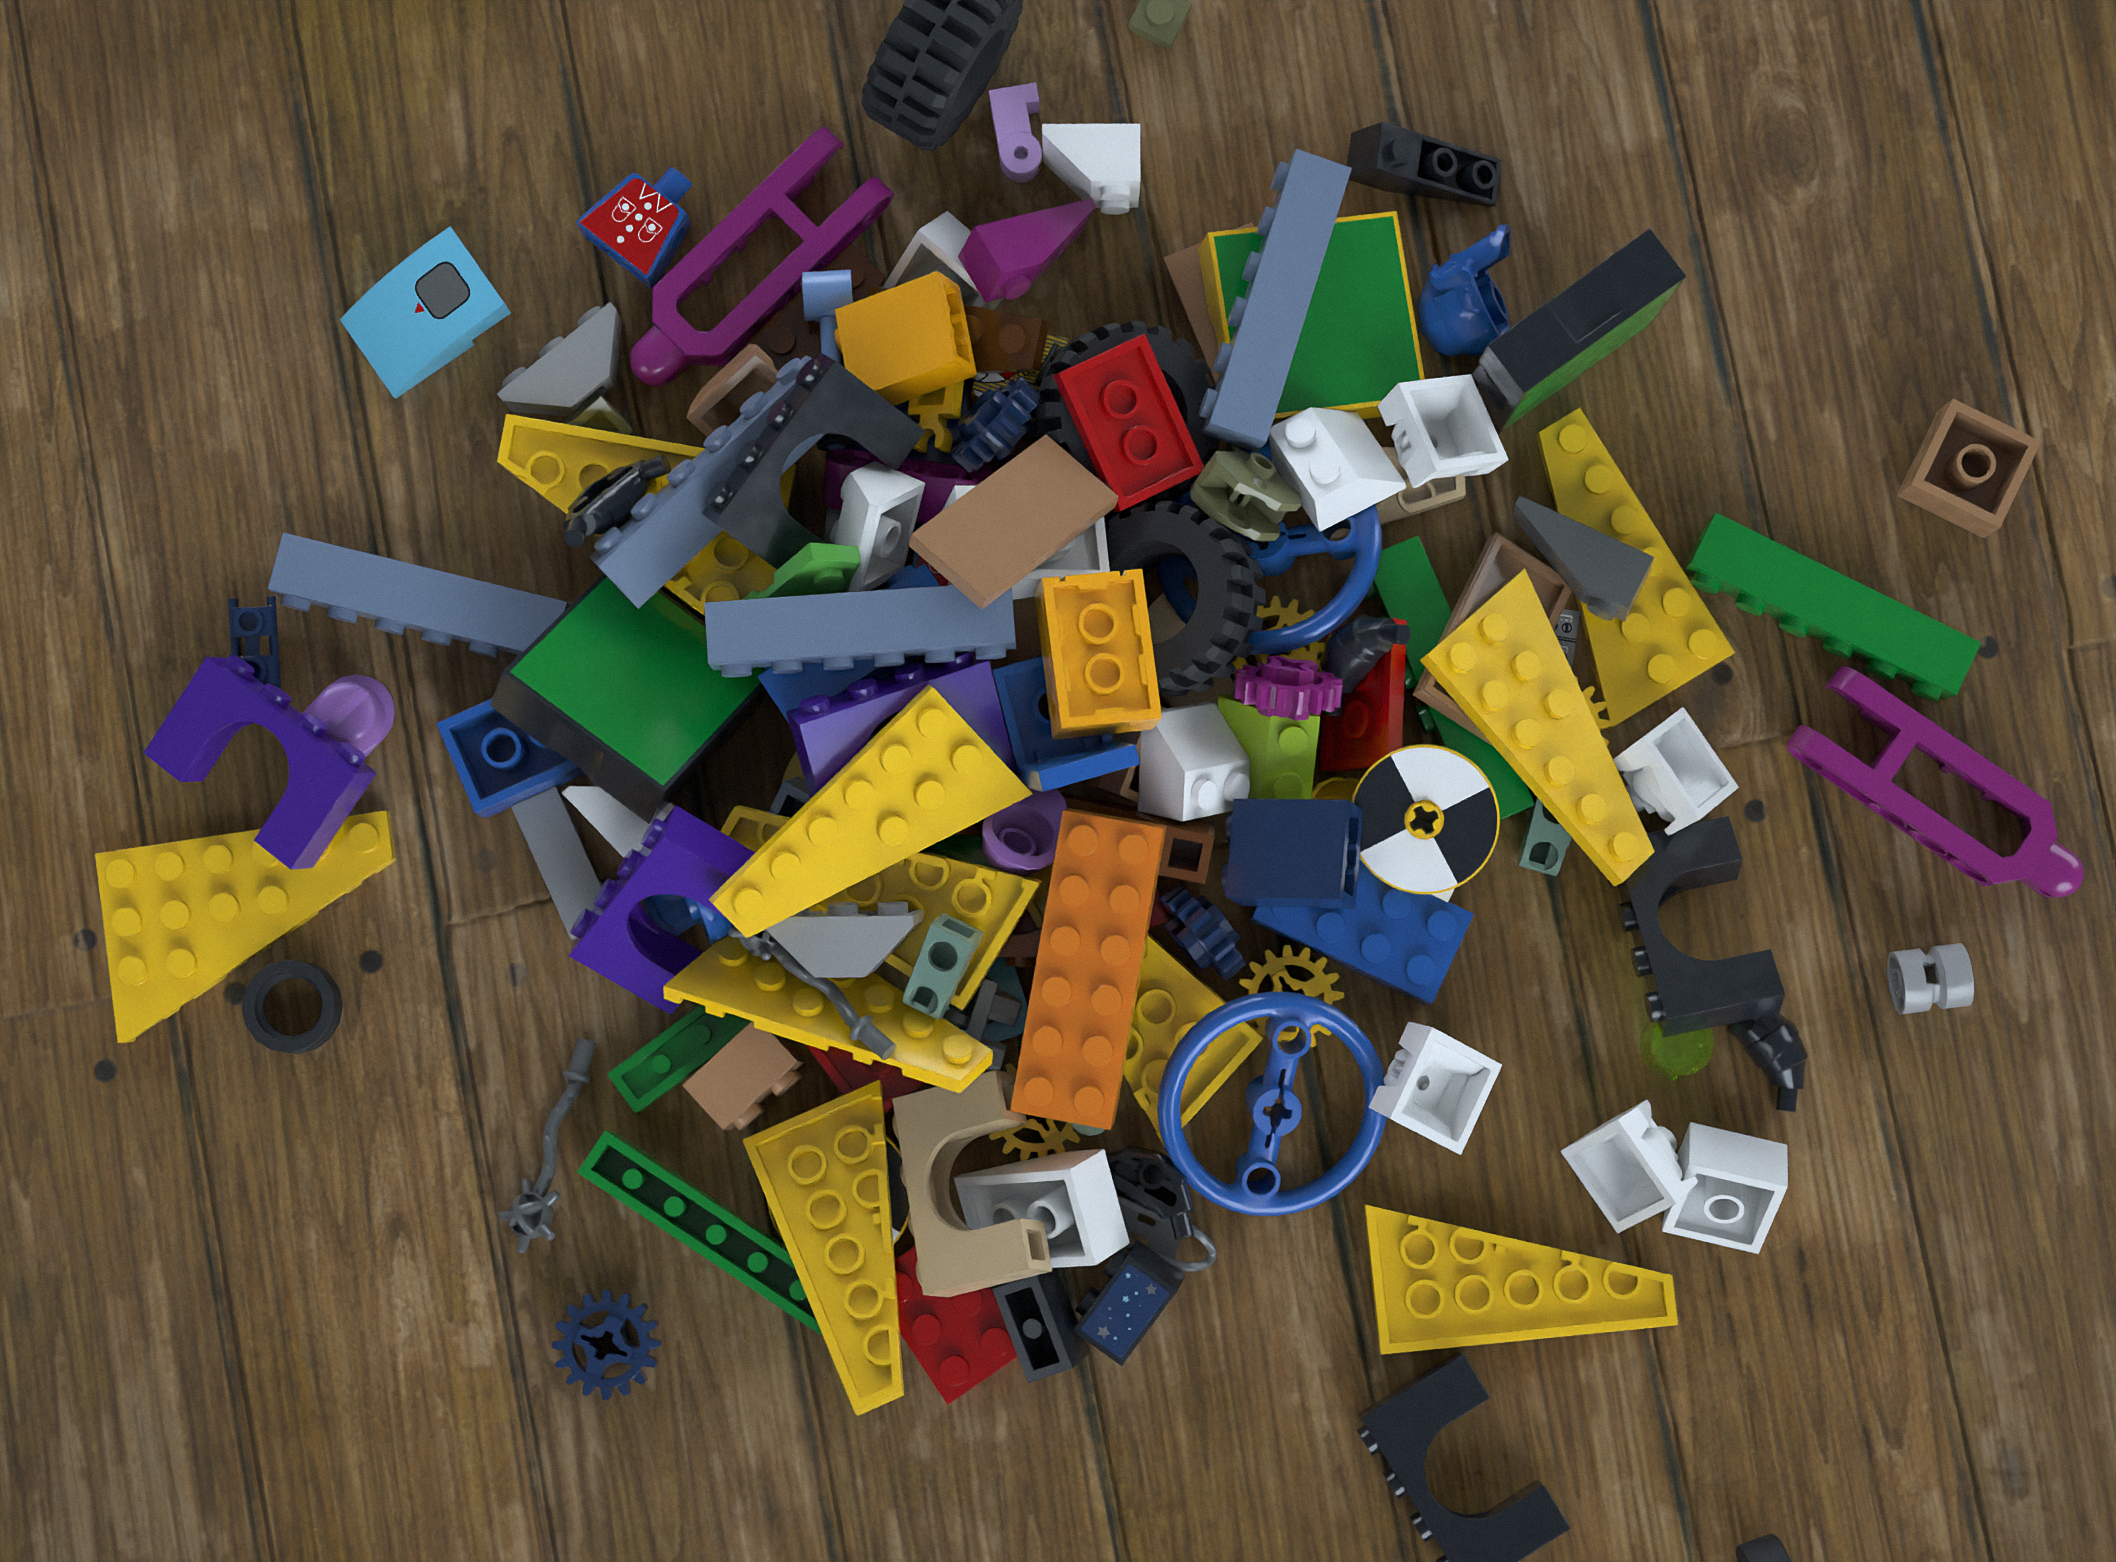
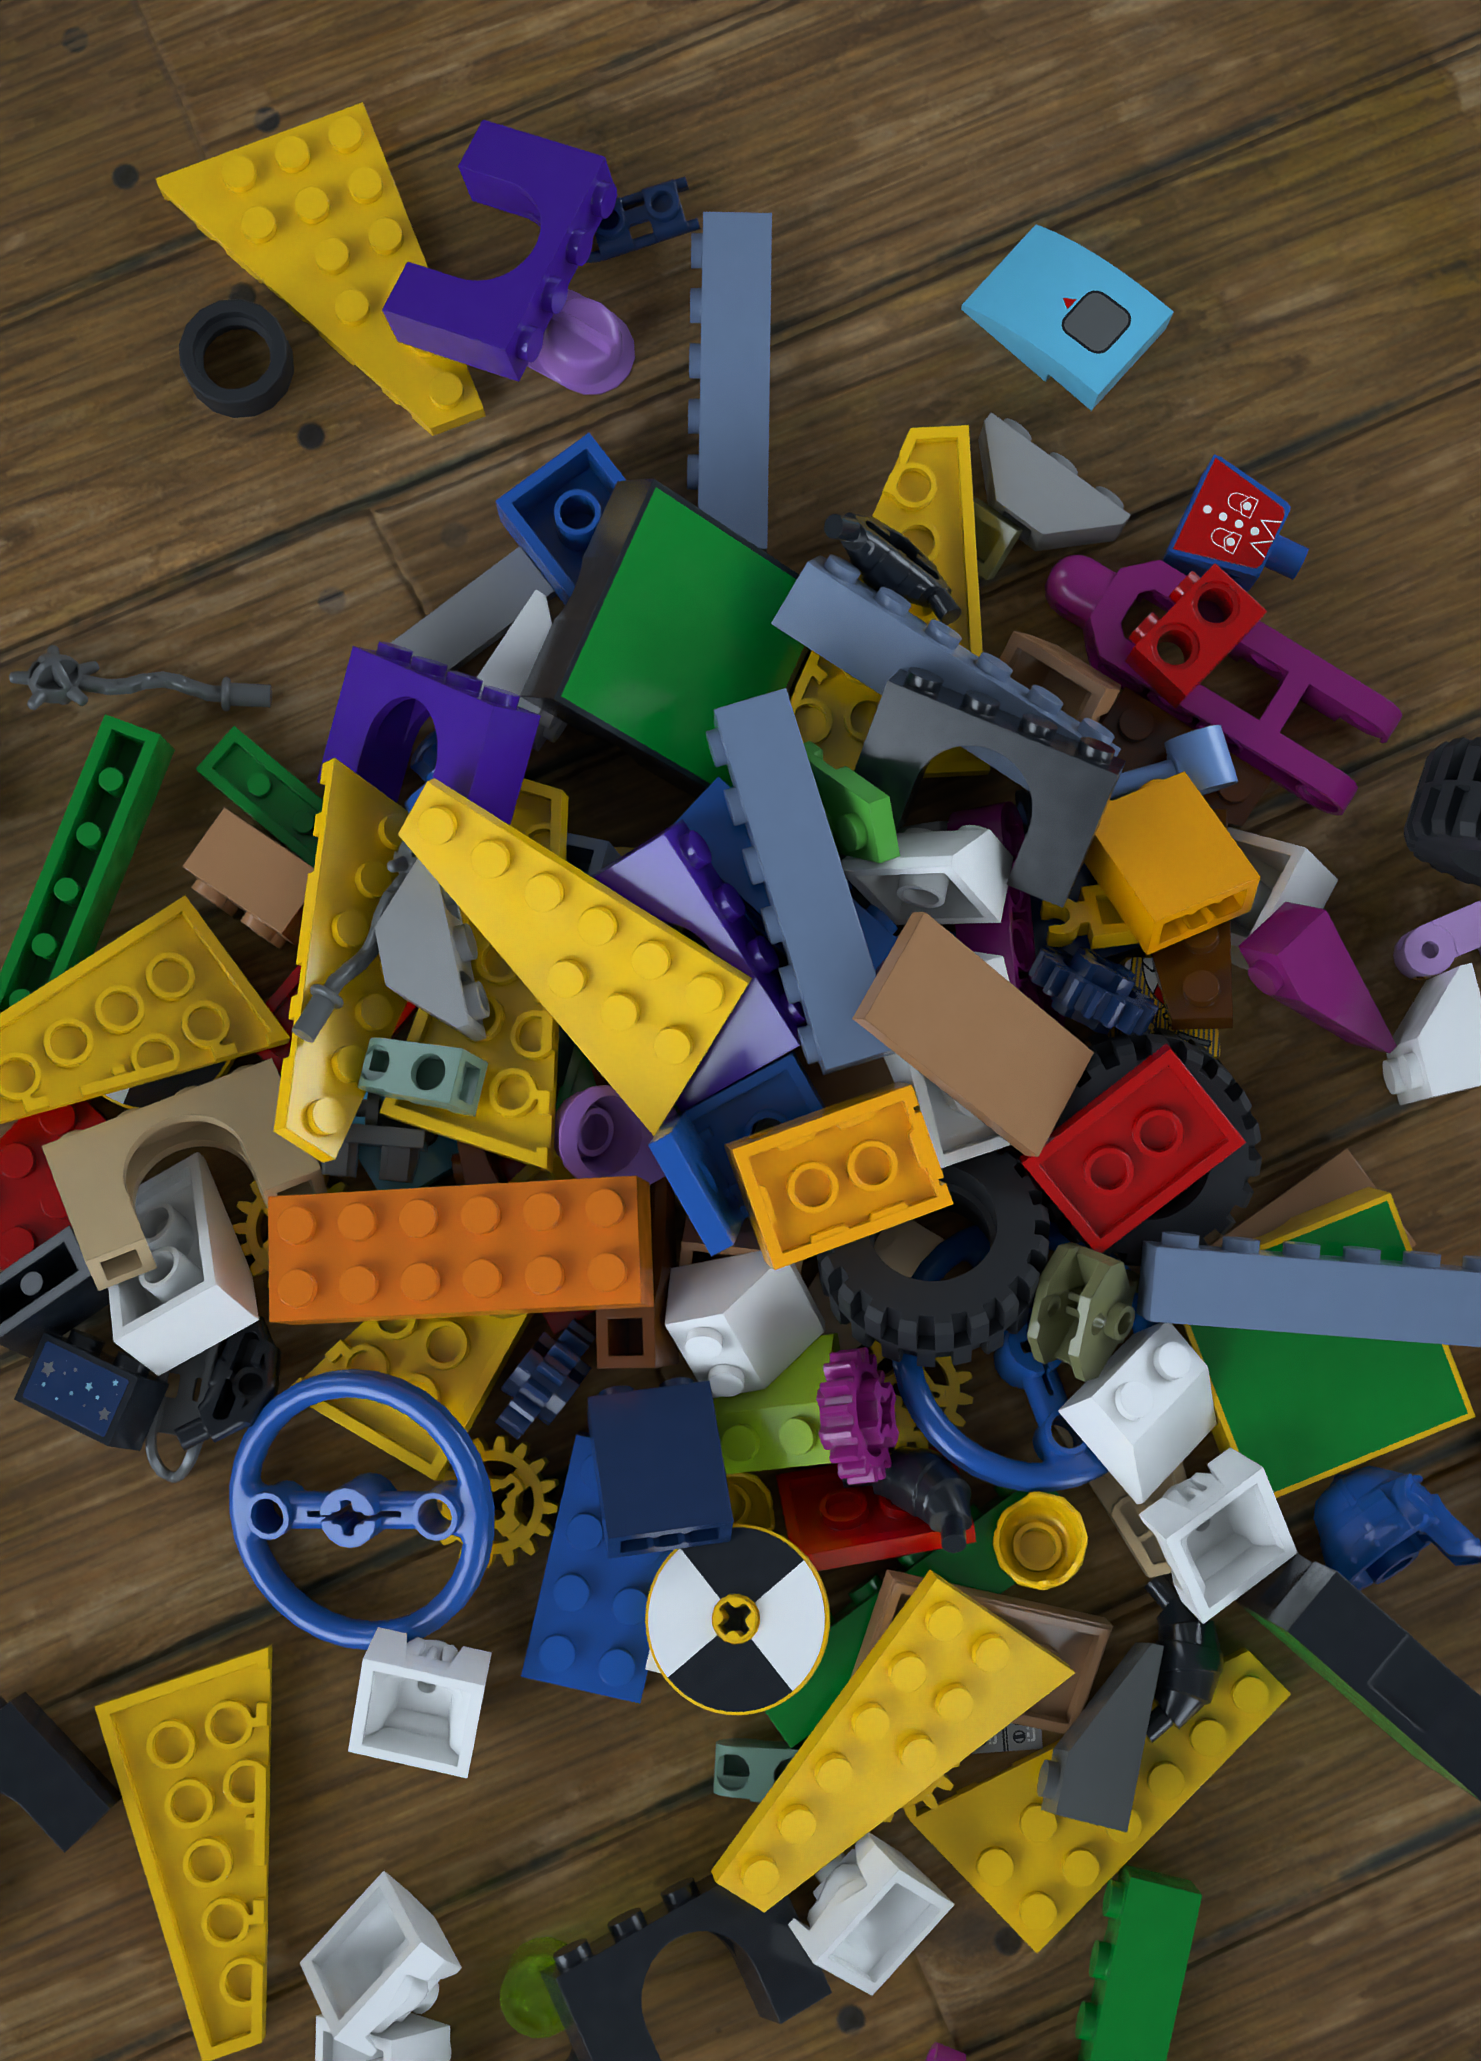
camera: 70 degrees right, 0 degrees up
(732, 271) = (1201, 641): none -> red brick
(1416, 569) = (1040, 1541): none -> yellow hair
(1537, 479) = (1188, 1662): none -> black piece

